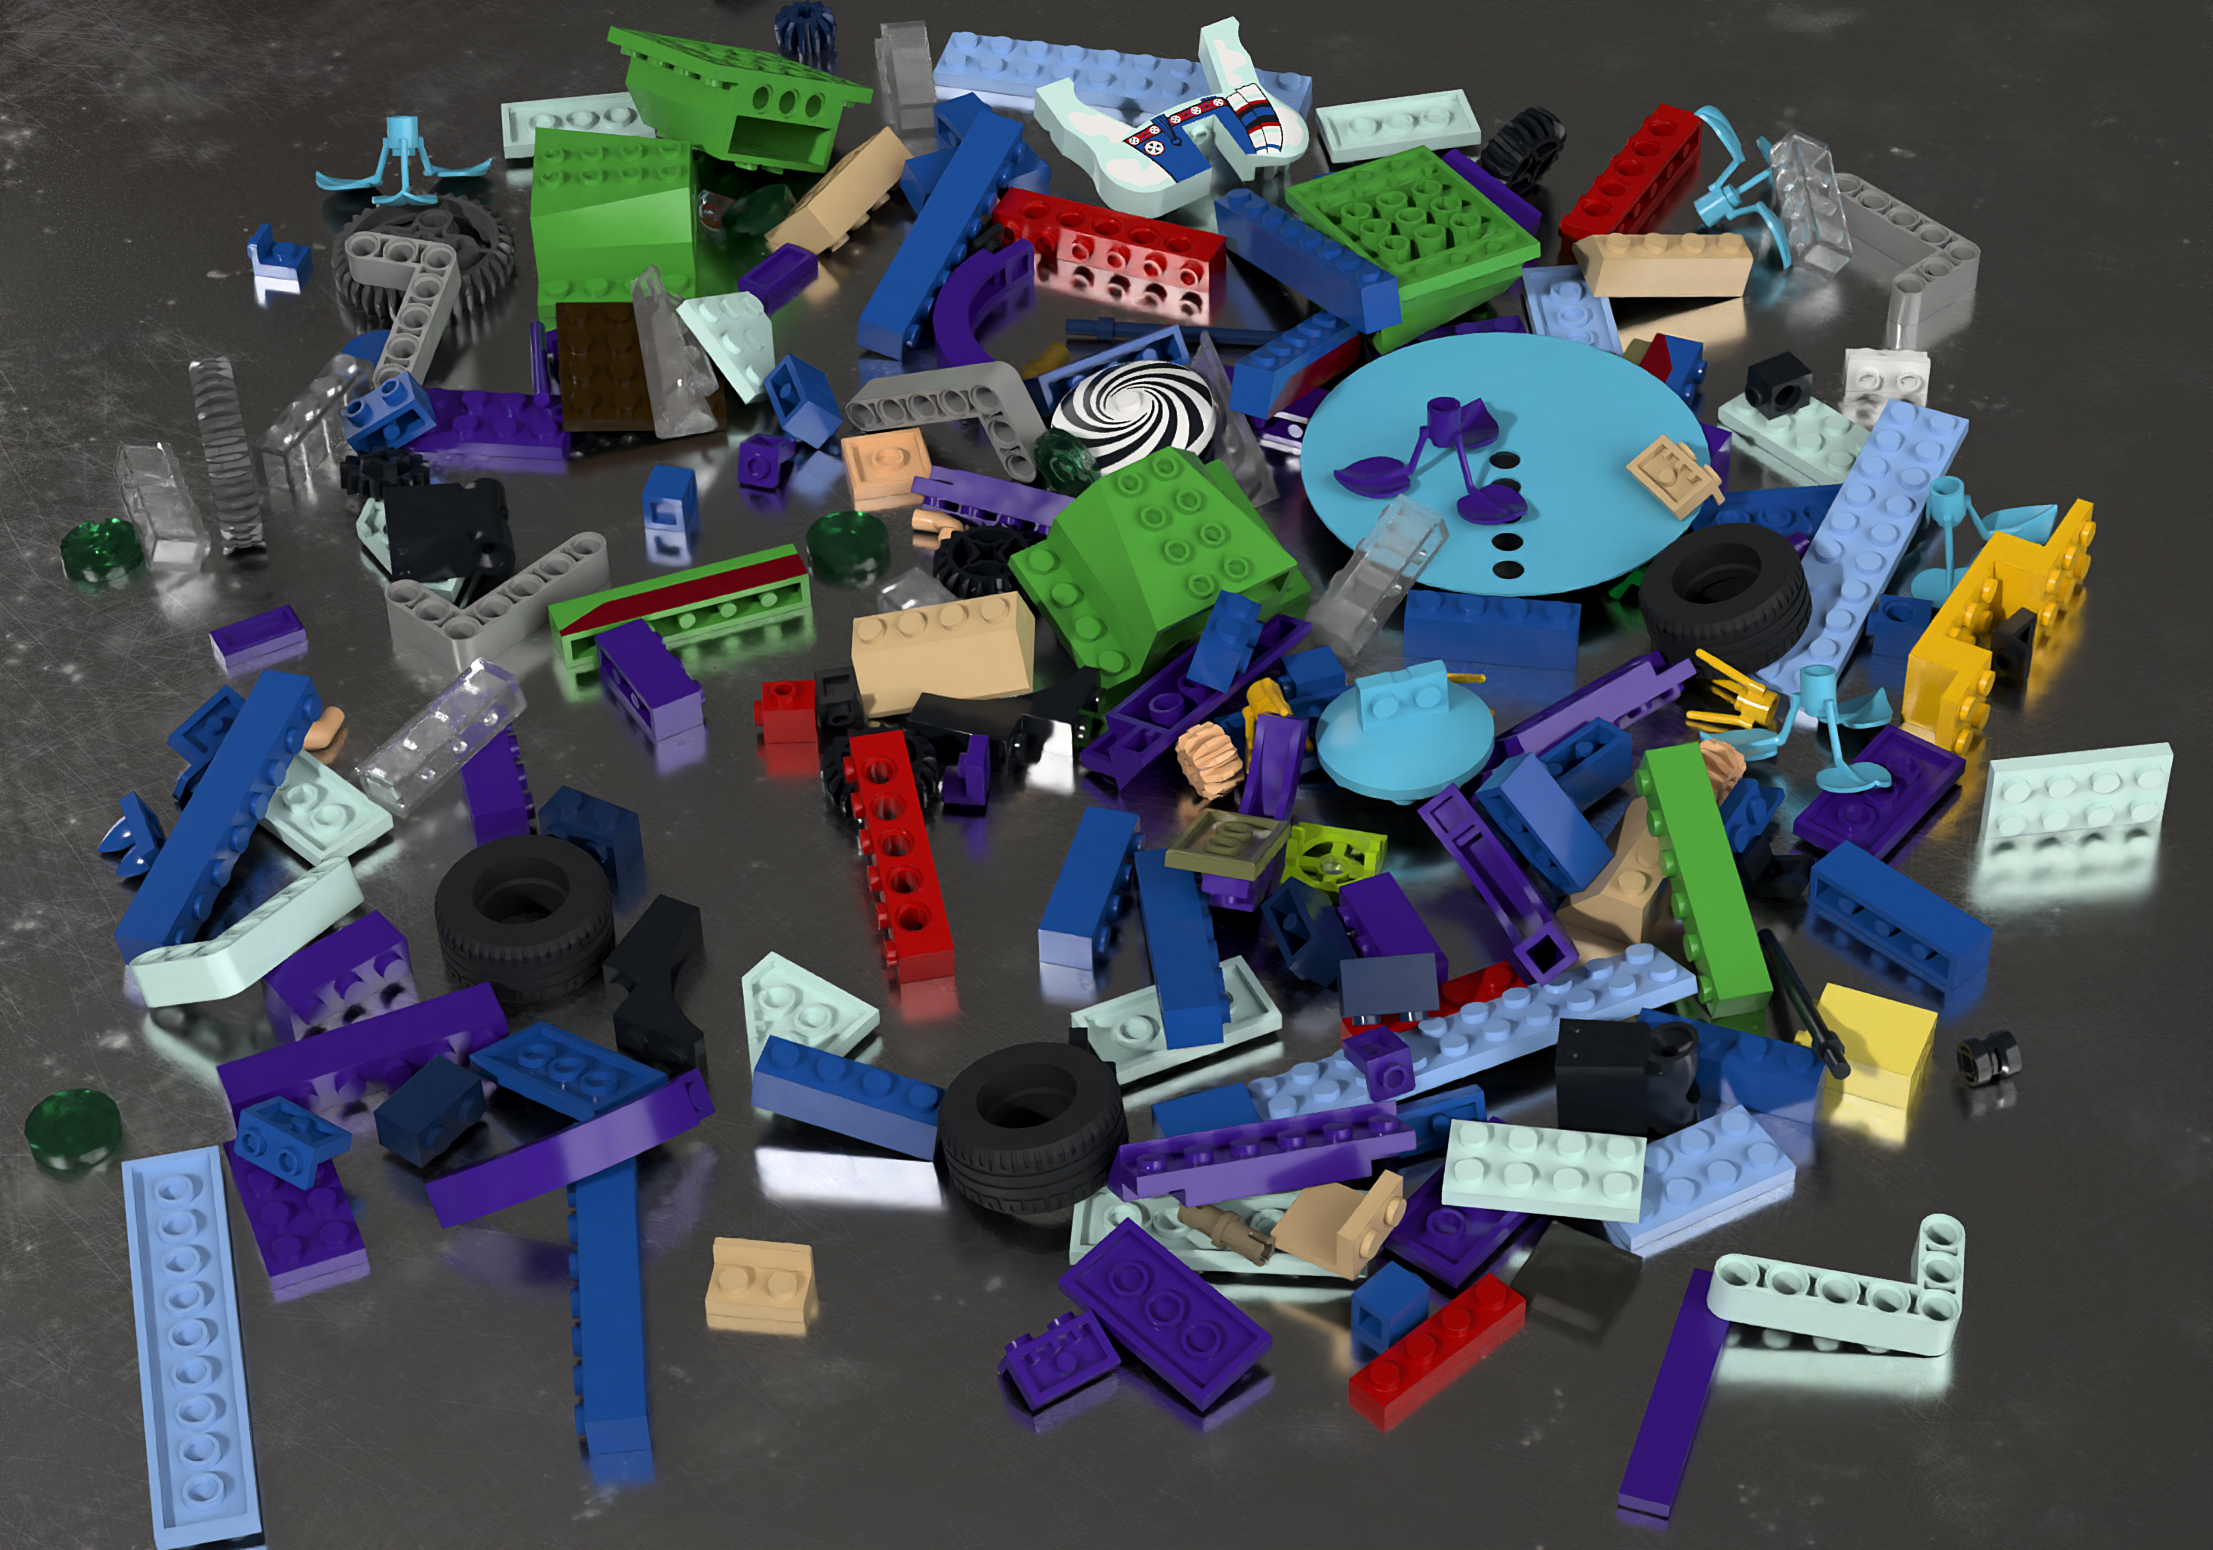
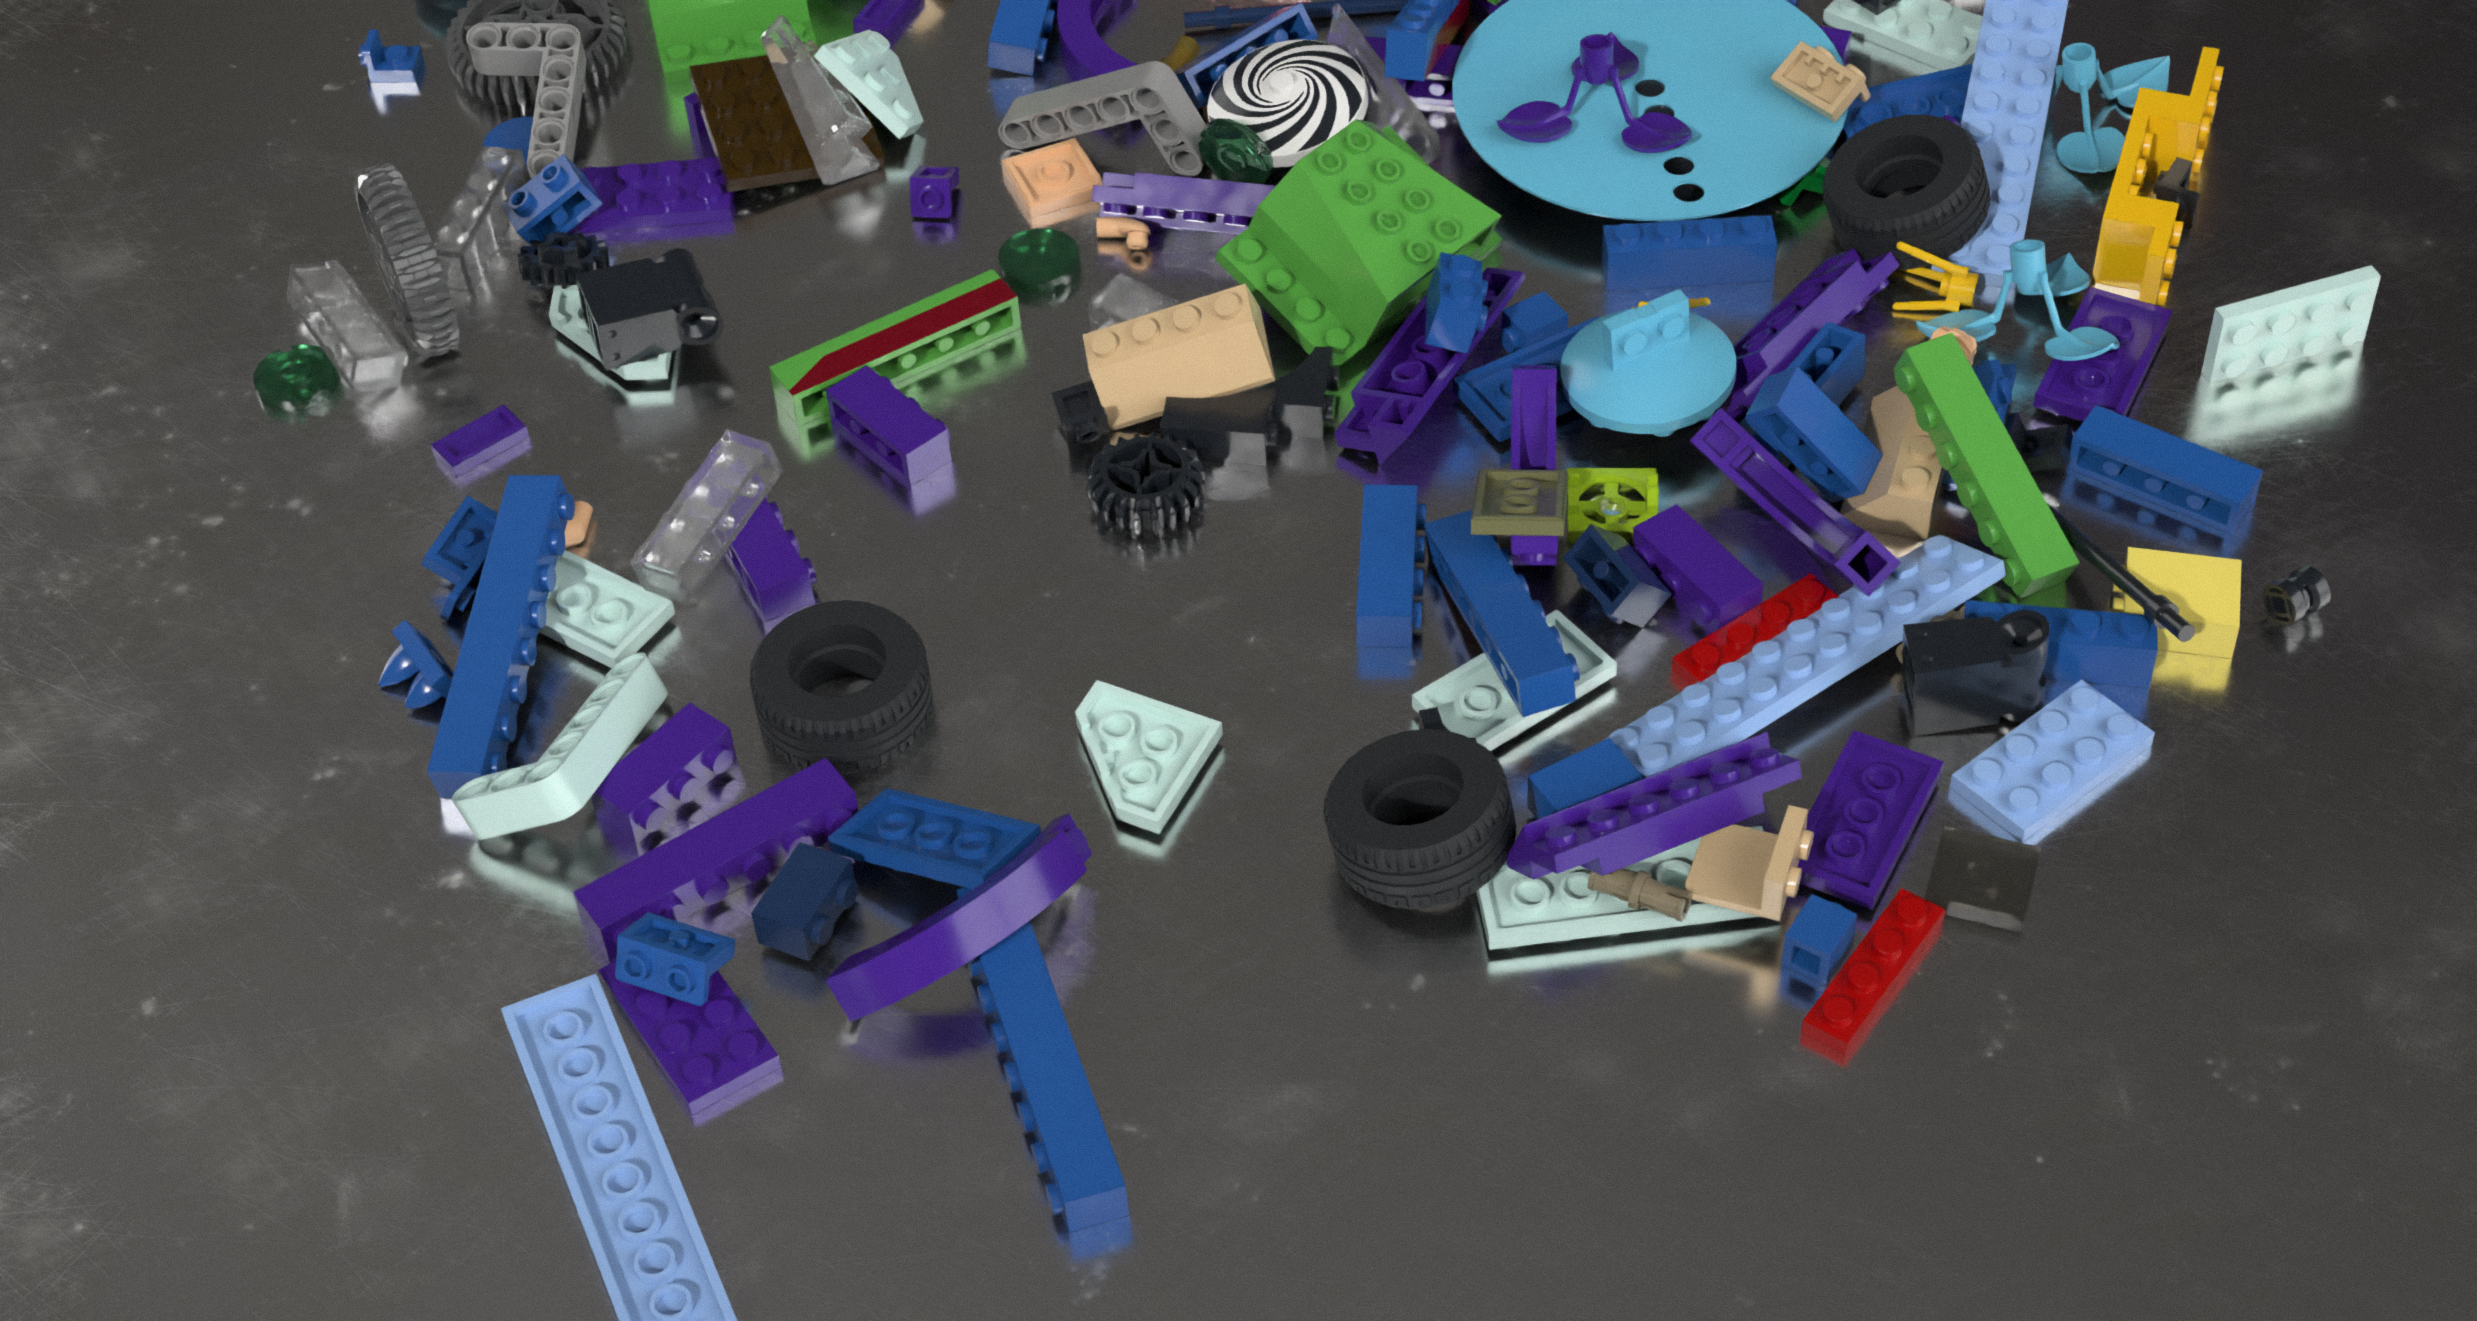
camera: 10 degrees left, 5 degrees up
(73, 1128) = (437, 979): clear green tile -> none
(502, 615) = (723, 386): light grey beam -> none
(539, 364) = (685, 129): dark purple bar -> none
(594, 825) = (881, 580): dark blue brick -> none
(644, 980) = (976, 727): black arch -> none
(669, 498) = (853, 242): blue brick -> none
(760, 1280) = (1189, 1019): tan bracket -> none
(787, 711) = (1036, 436): red brick -> none
(803, 401) = (956, 128): blue brick -> none
(848, 1097) = (1226, 817): blue brick -> none
(886, 761) = (1162, 471): red brick -> none
(971, 778) = (1236, 477): dark purple bracket -> none
(977, 560) = (1181, 260): black gear -> none
(1060, 1359) = (1516, 1051): dark purple bracket -> none
(1165, 1314) = (1605, 986): dark purple plate -> none
(1209, 760) = (1466, 421): light nougat gear -> none
(1262, 697) = (1500, 354): yellow plant -> none
(1376, 578) = (1570, 217): clear brick -> none
(1383, 1061) = (1739, 692): dark purple bracket -> none
(1387, 986) = (1717, 619): dark blue brick -> none
(1433, 1116) = (1811, 736): blue tile -> none
(1544, 1171) = (1924, 778): light aqua plate -> none
(1675, 1403) = (2122, 979): dark purple tile -> none
(1848, 1305) = (2313, 863): light aqua beam -> none
(1898, 624) = (2066, 193): blue brick -> none

